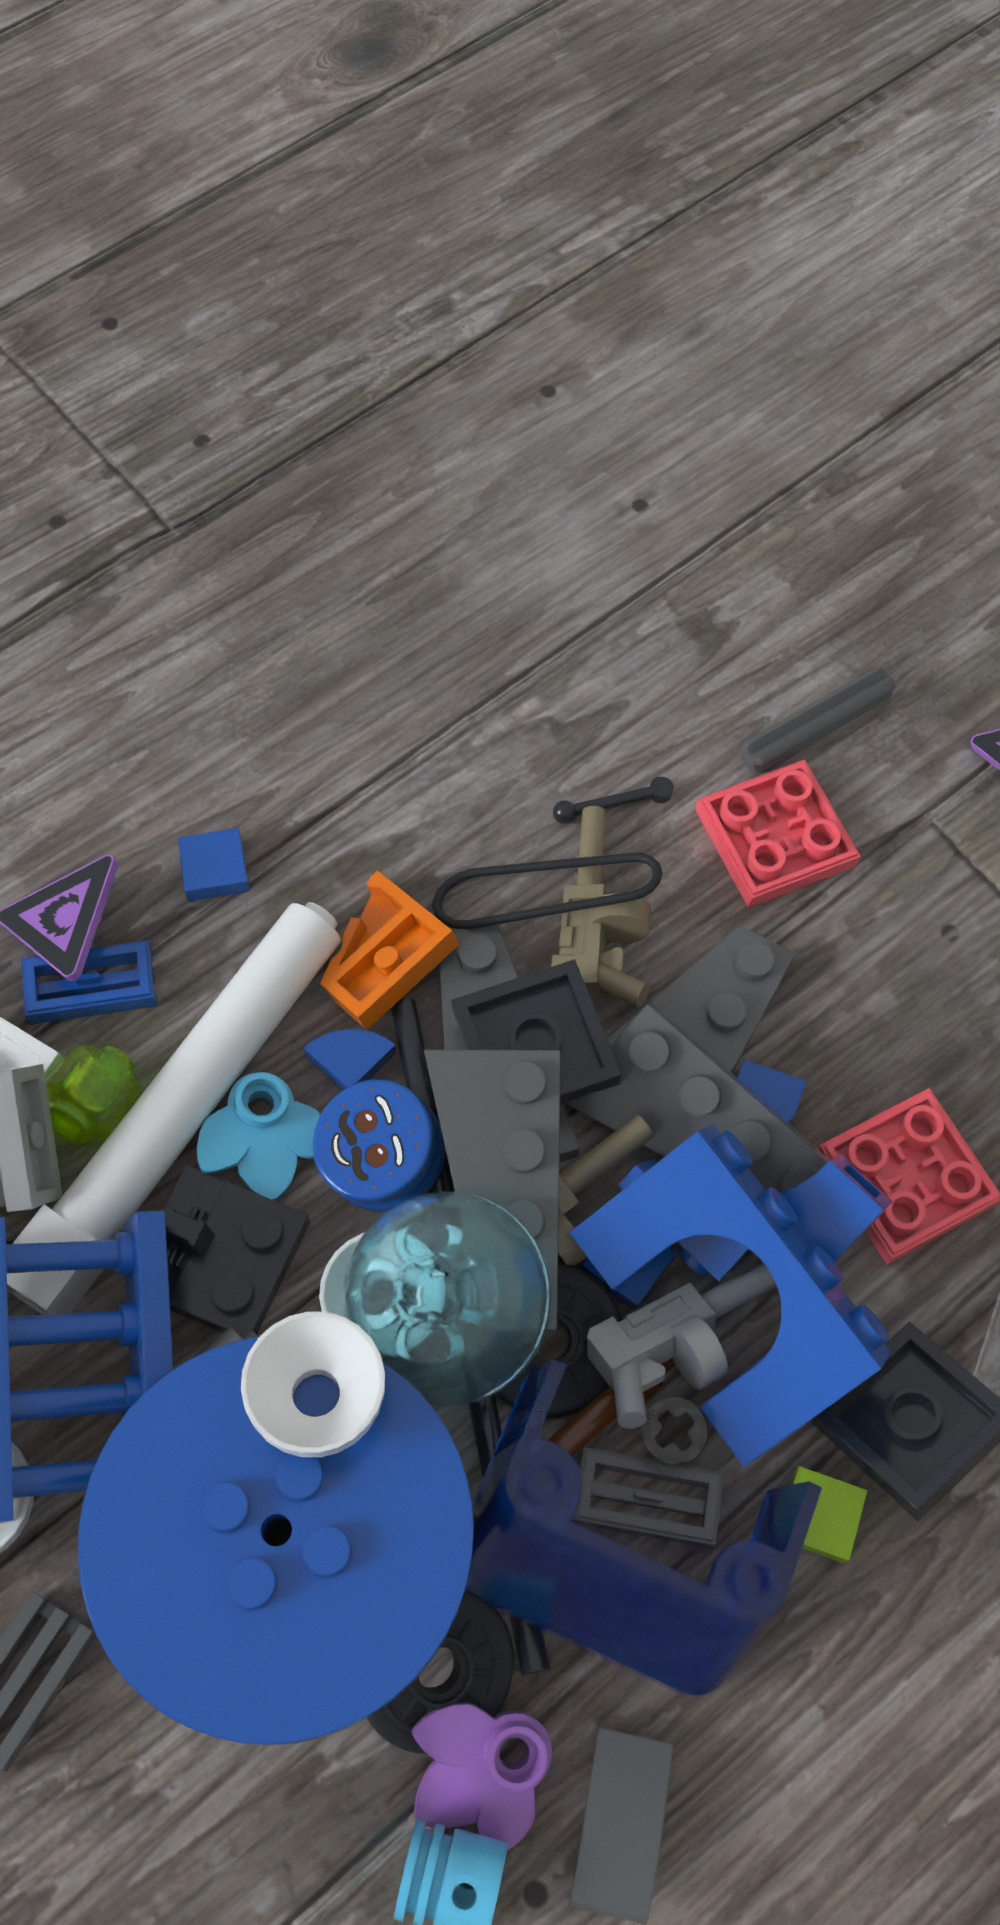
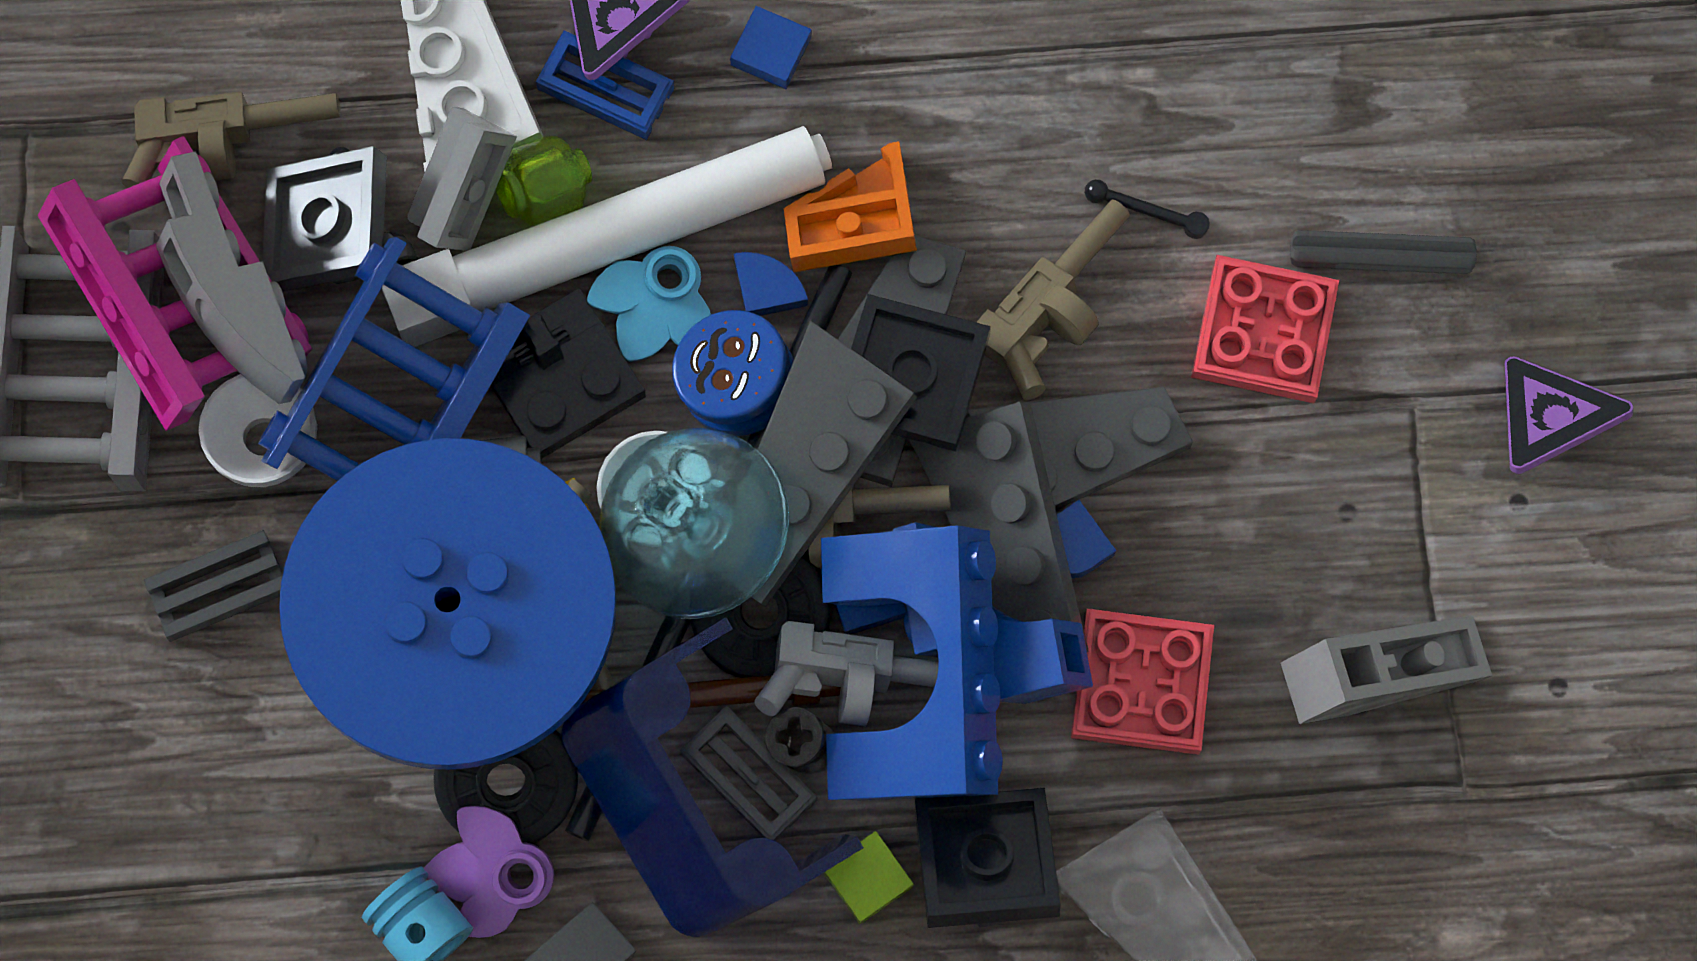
camera: 35 degrees right, 10 degrees up
(300, 1349) = (530, 484): white piece -> none
(547, 910) = (1012, 272): black piece -> none

